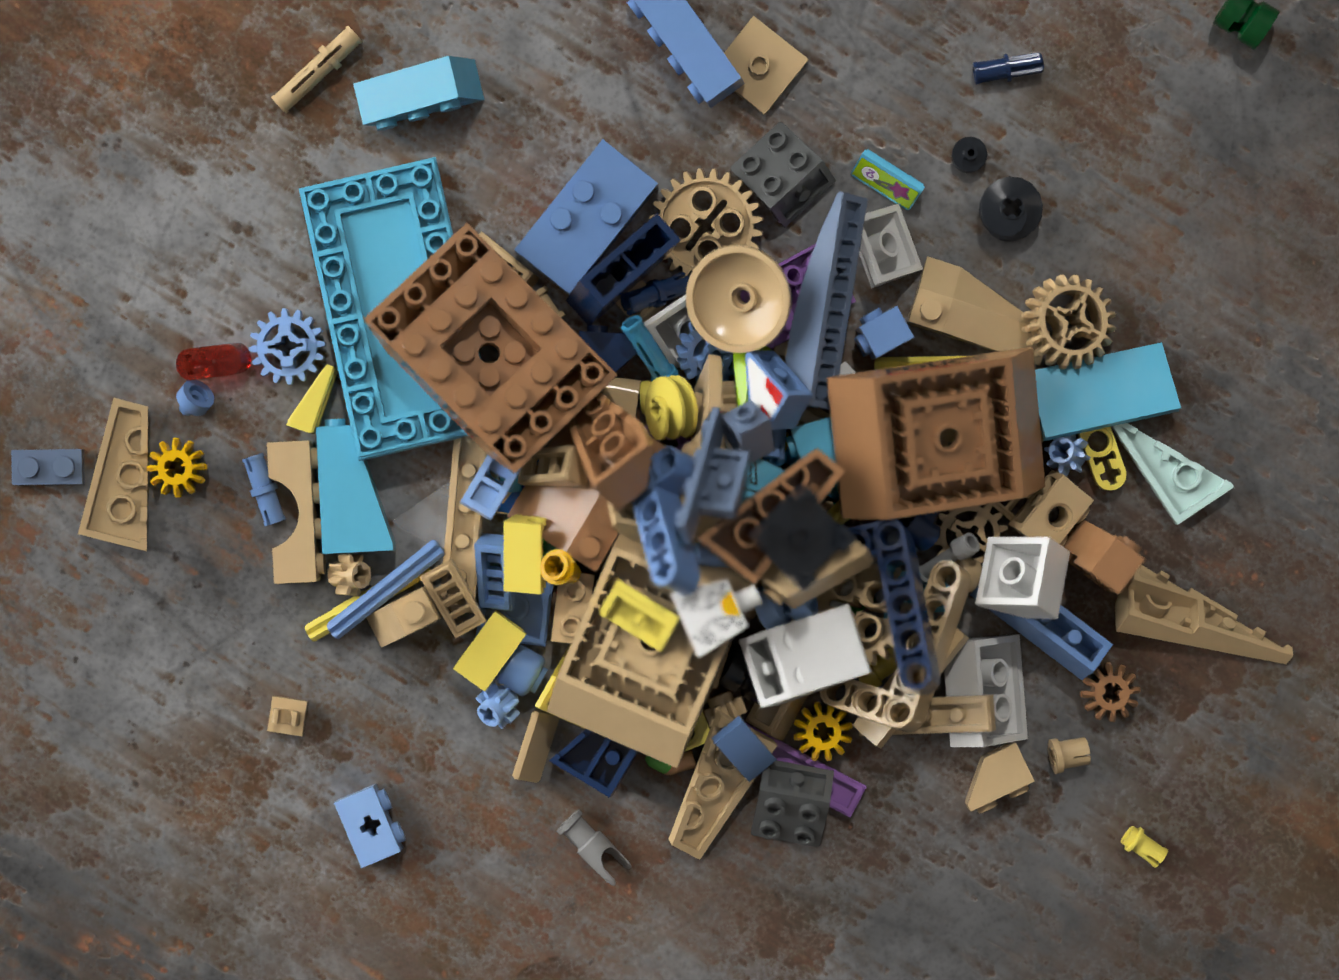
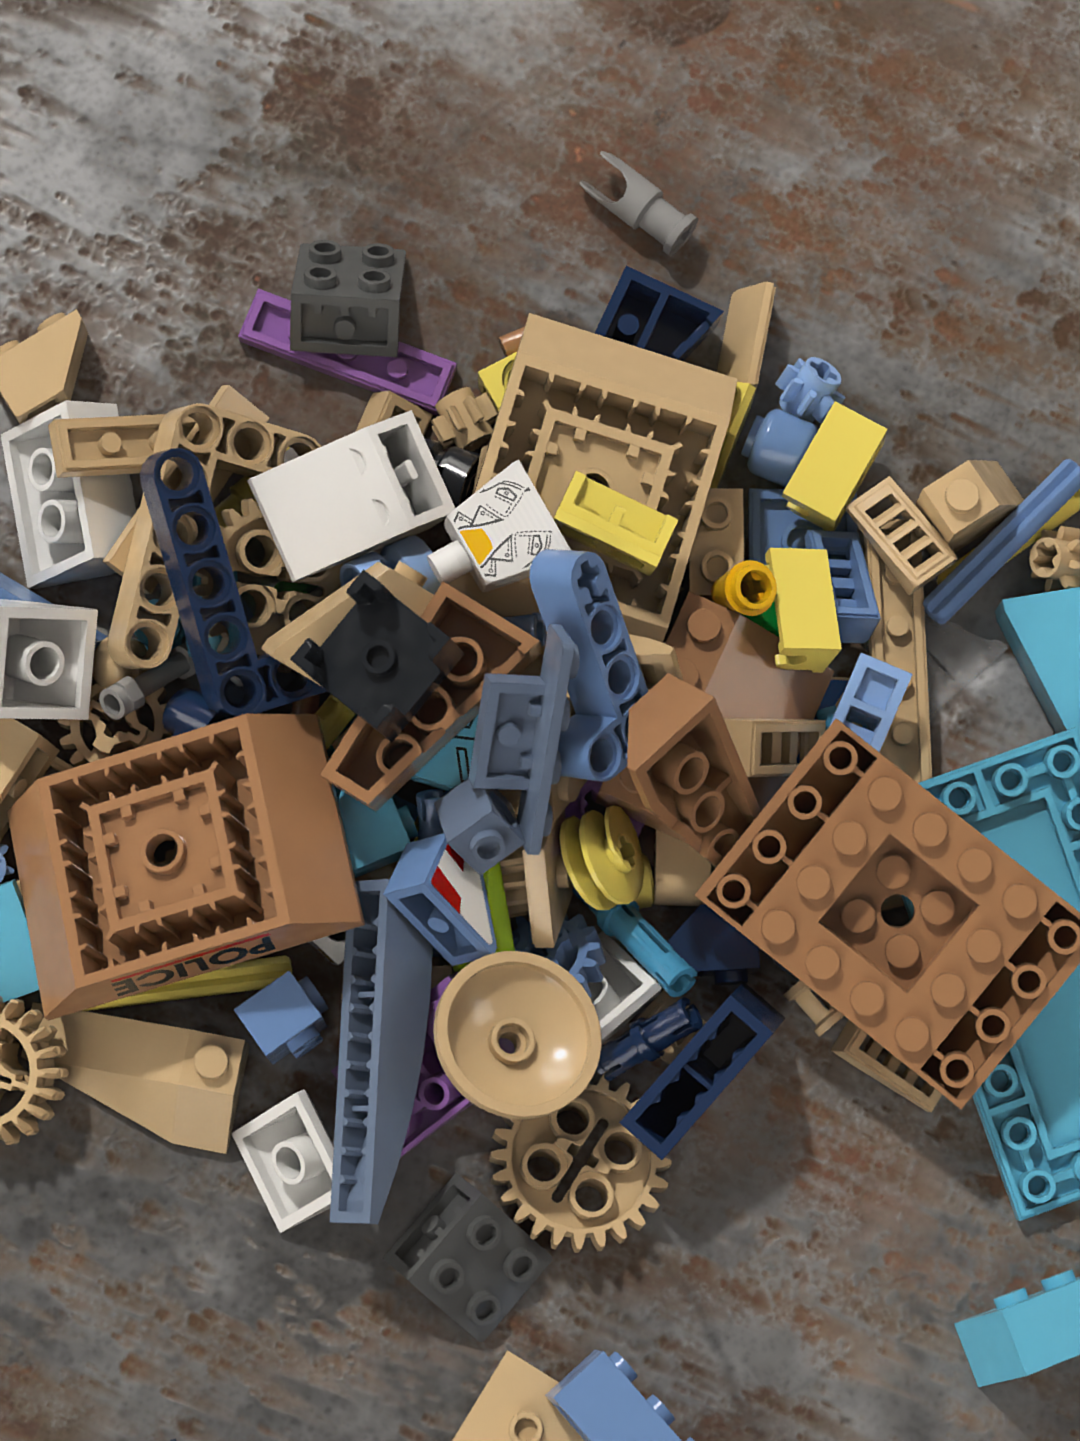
camera: 170 degrees right, 10 degrees down
(367, 845) = (979, 170): light blue brick -> none
(586, 217) = (770, 1149): medium blue brick -> none
(710, 794) = (460, 318): tan wing -> none
(743, 748) = (431, 356): medium blue slope -> none
(815, 740) = (328, 395): yellow gear -> none
(887, 179) = (301, 1266): slope -> none
(963, 161) = (189, 1327): black tile -> none
(1010, 190) = (101, 1271): black piece -> none

